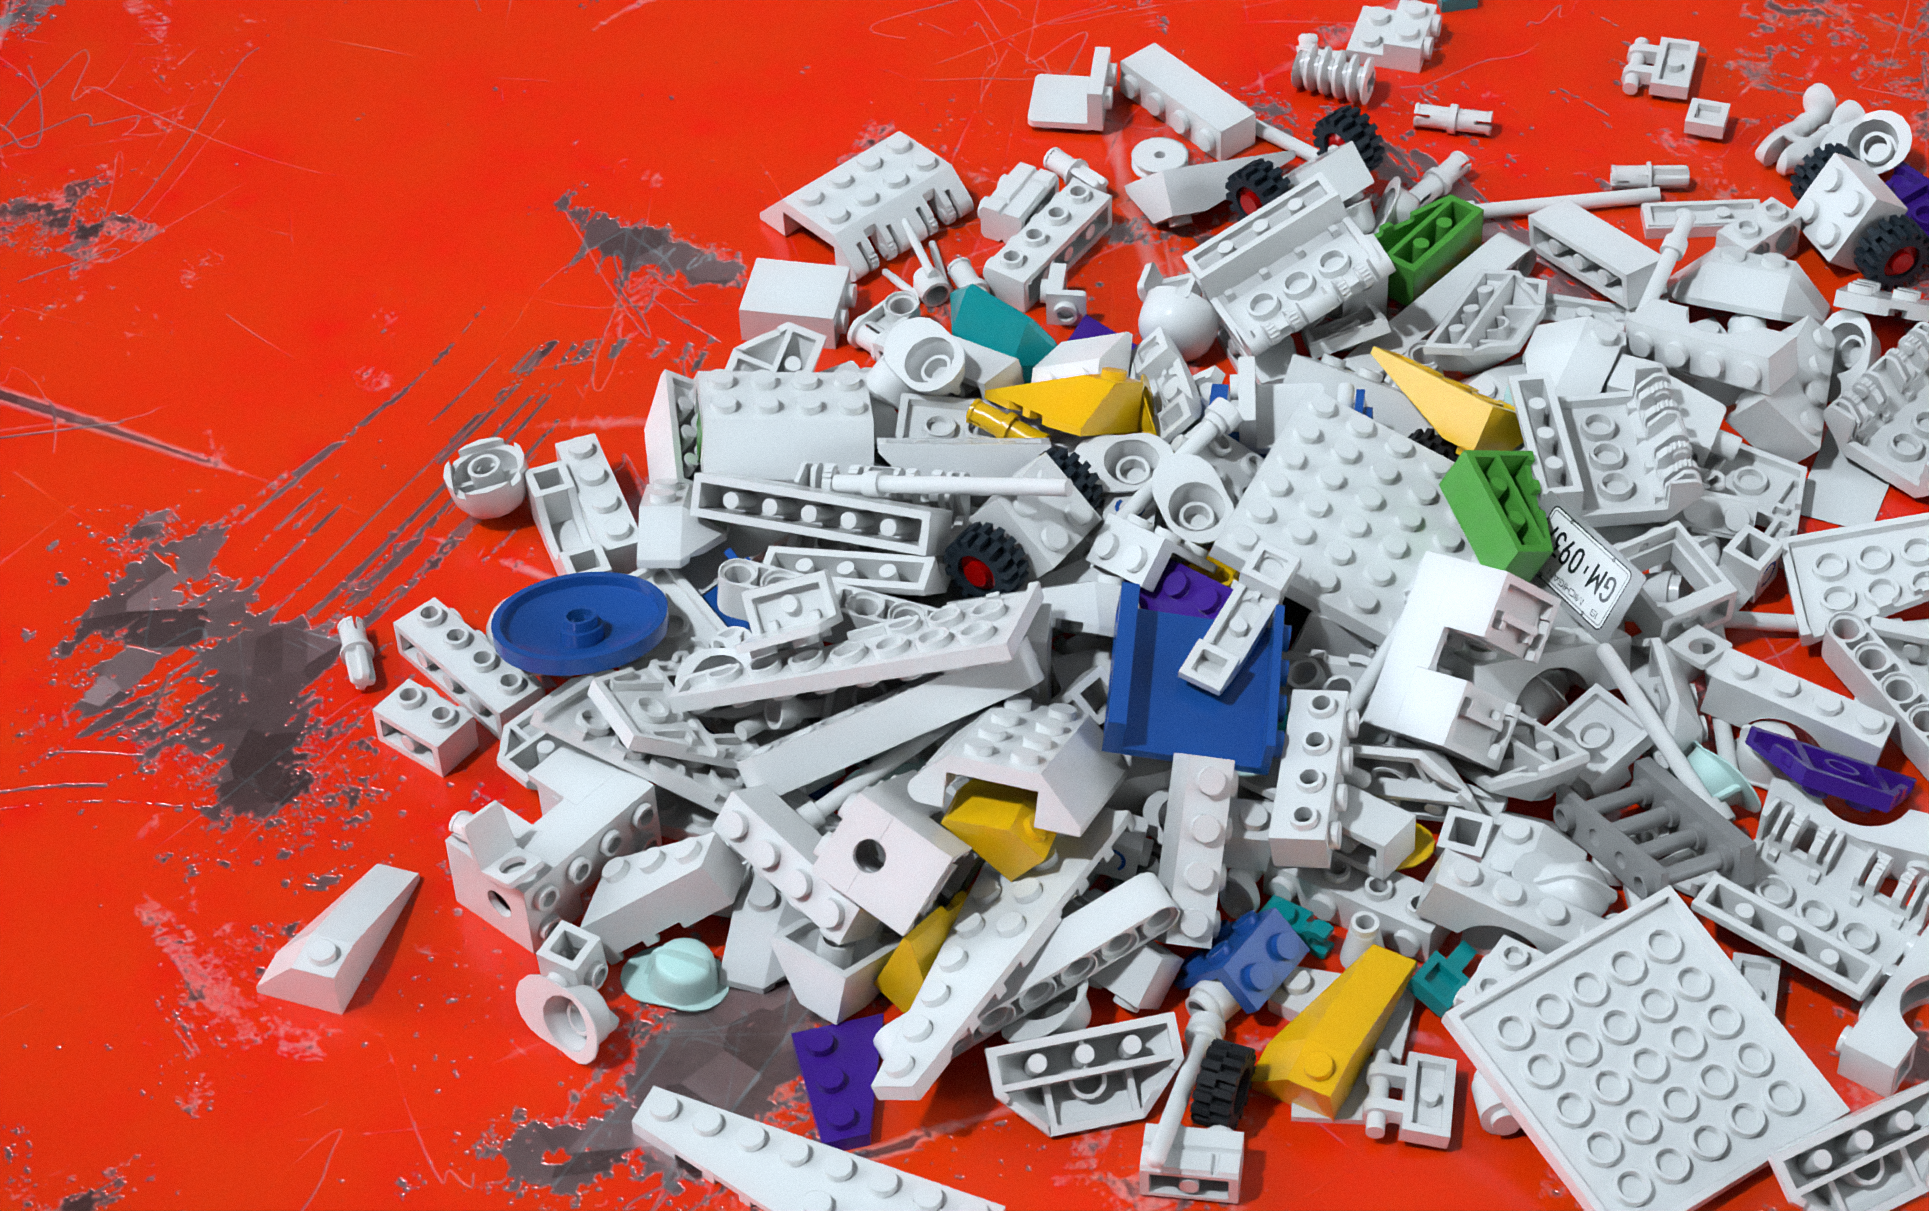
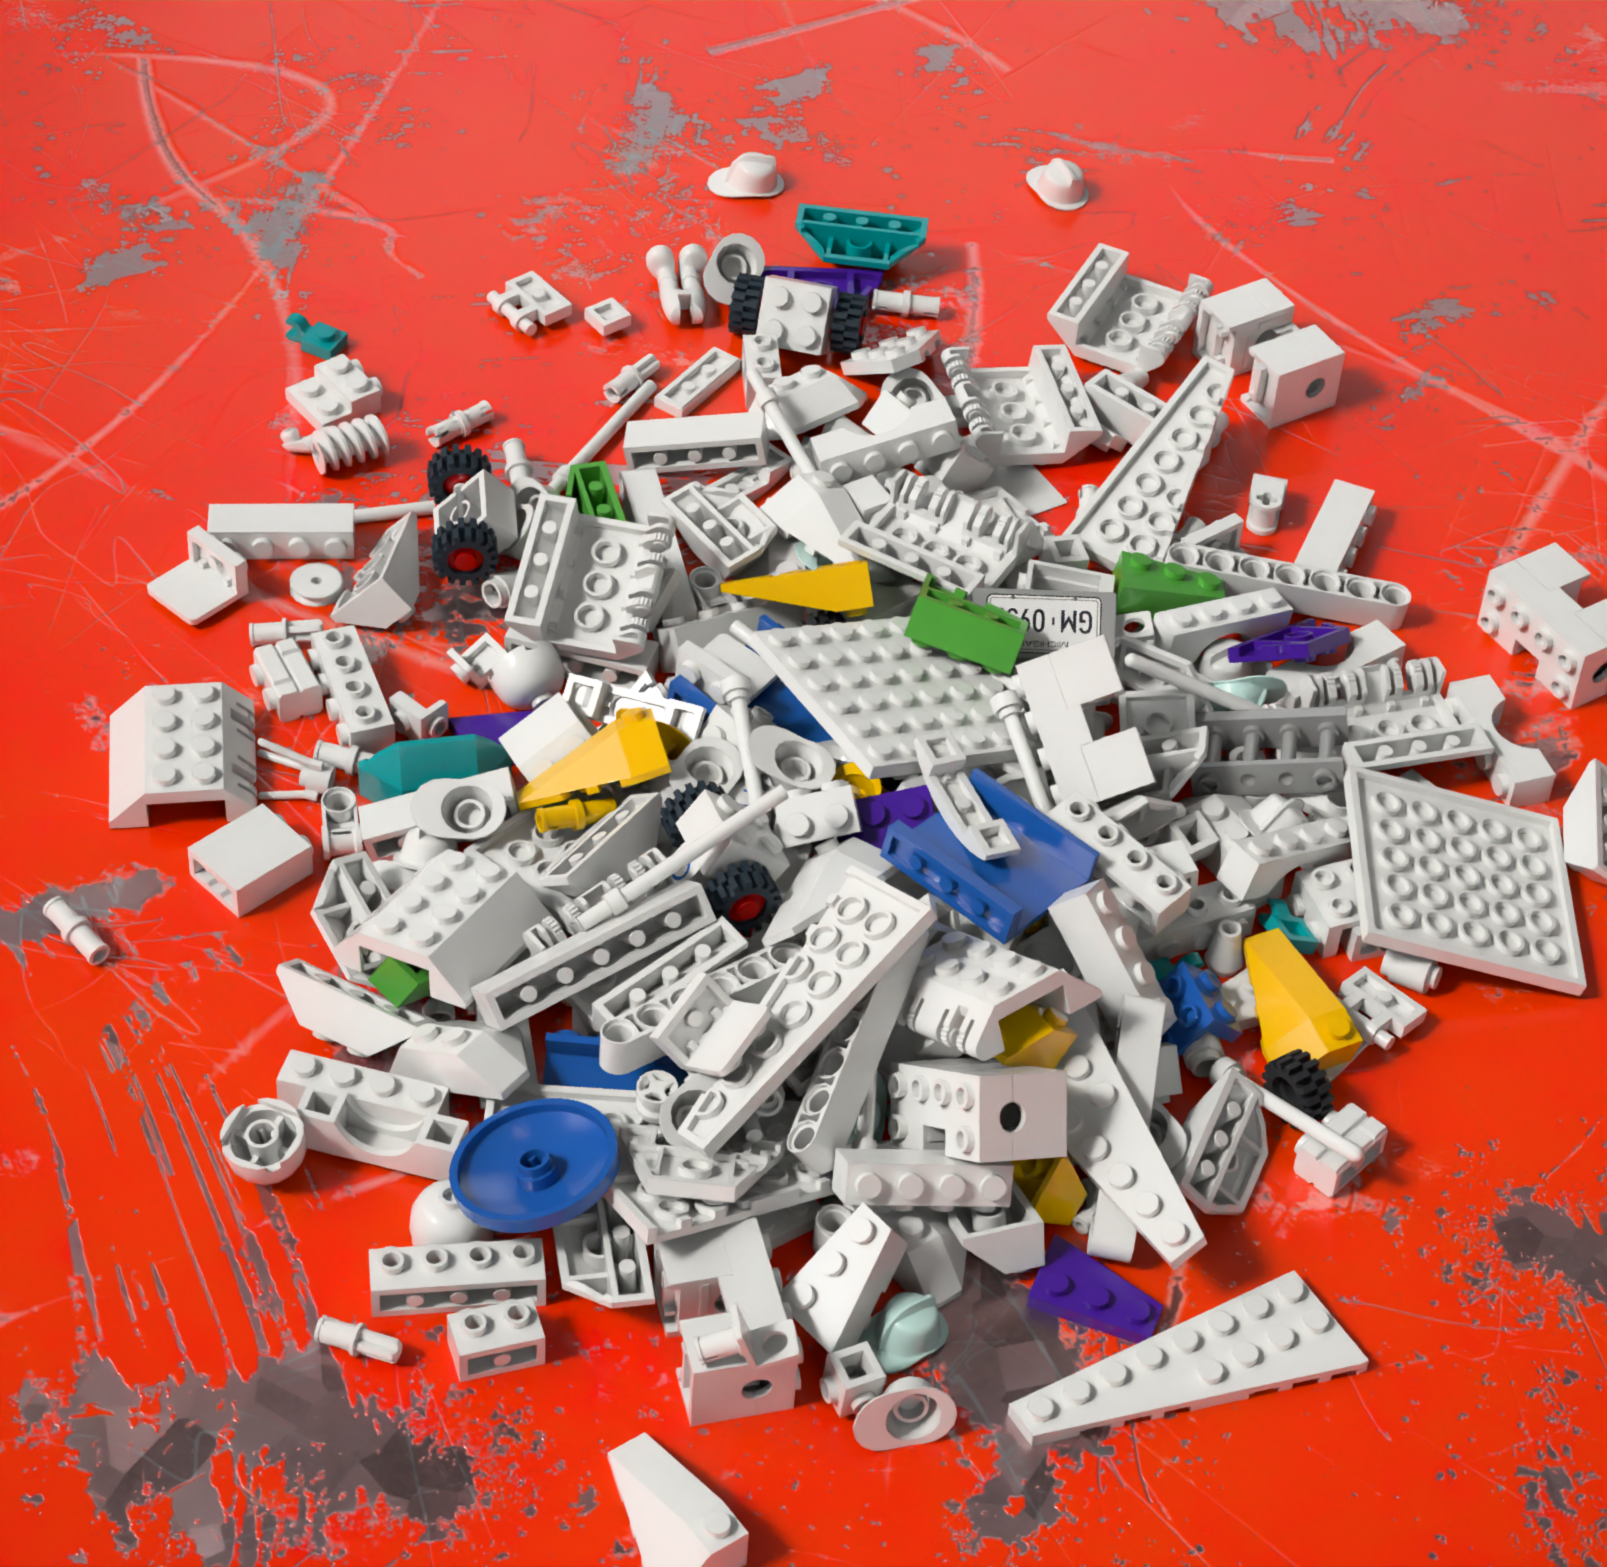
camera: 60 degrees left, 0 degrees up
(624, 262) = (76, 930): none -> white pin
(1782, 632) = (1160, 586): none -> bright green wedge

